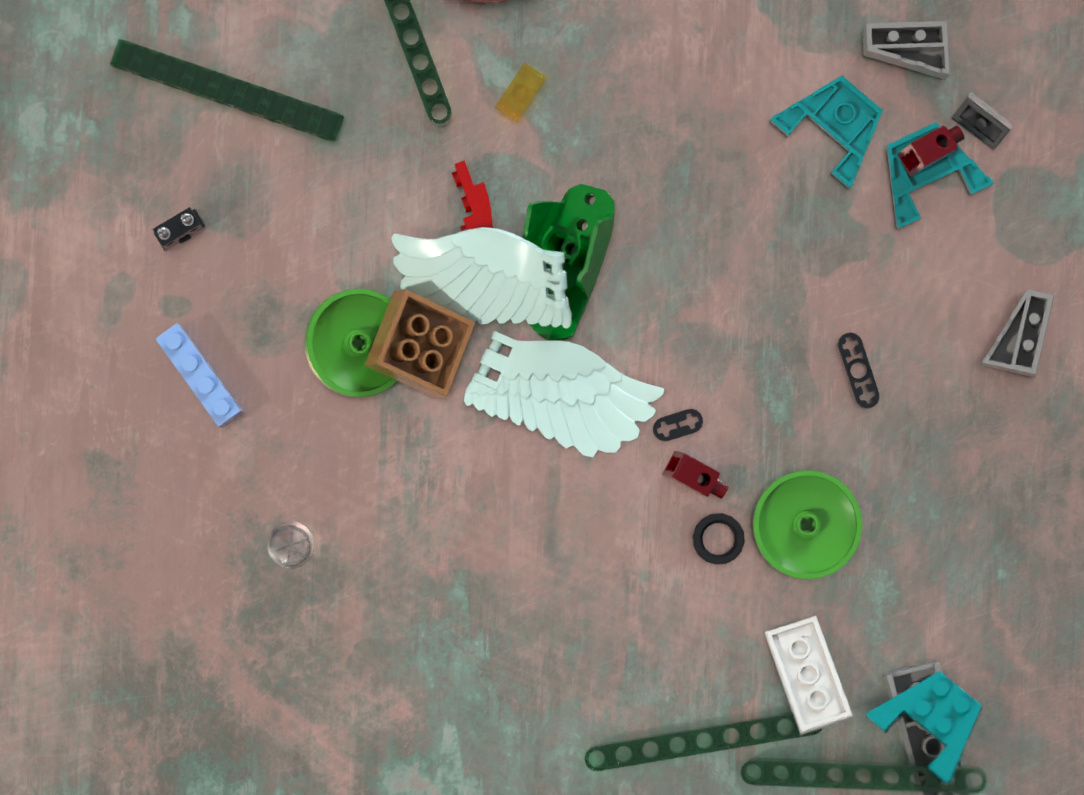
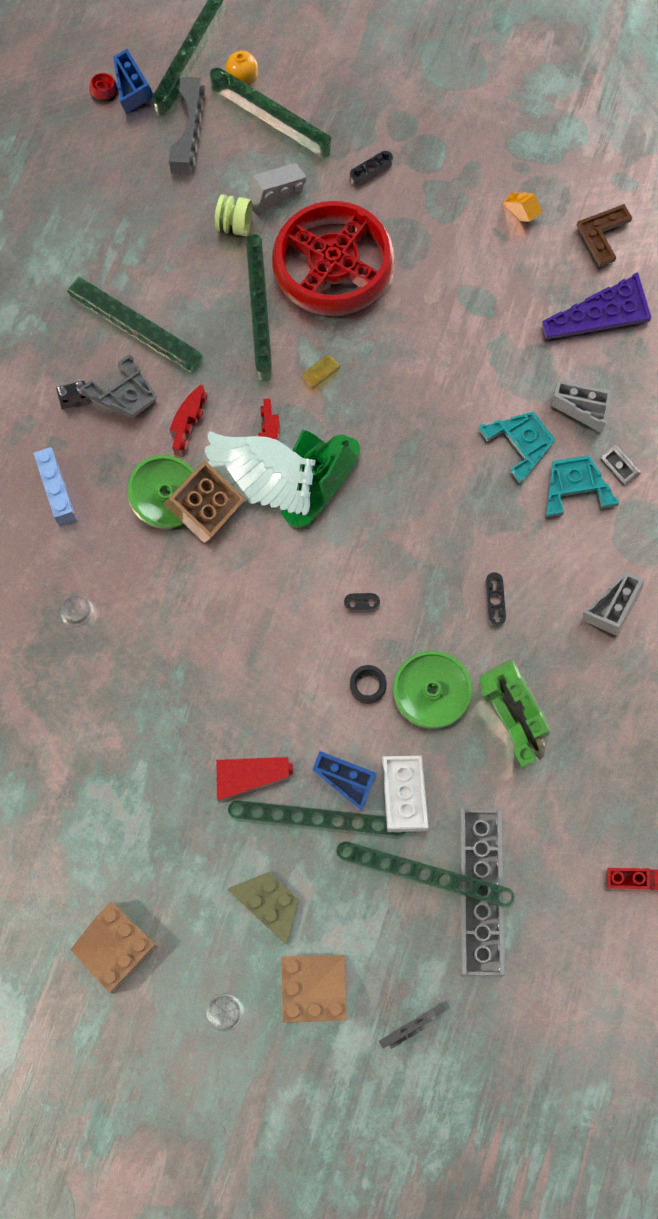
camera: 20 degrees right, 15 degrees down
(259, 208) = (126, 397): none -> dark grey wing
(353, 210) = (185, 417): none -> red slope
(562, 394) = (290, 561): light aqua animal -> none
(595, 708) = (250, 775): none -> red slope
(686, 472) = (361, 628): dark red torso -> none
(725, 675) = (347, 778): none -> blue wedge
(929, 524) = (517, 710): none -> bright green piece
(930, 149) = (580, 466): dark red torso -> none
(942, 711) = (493, 840): teal wing -> none

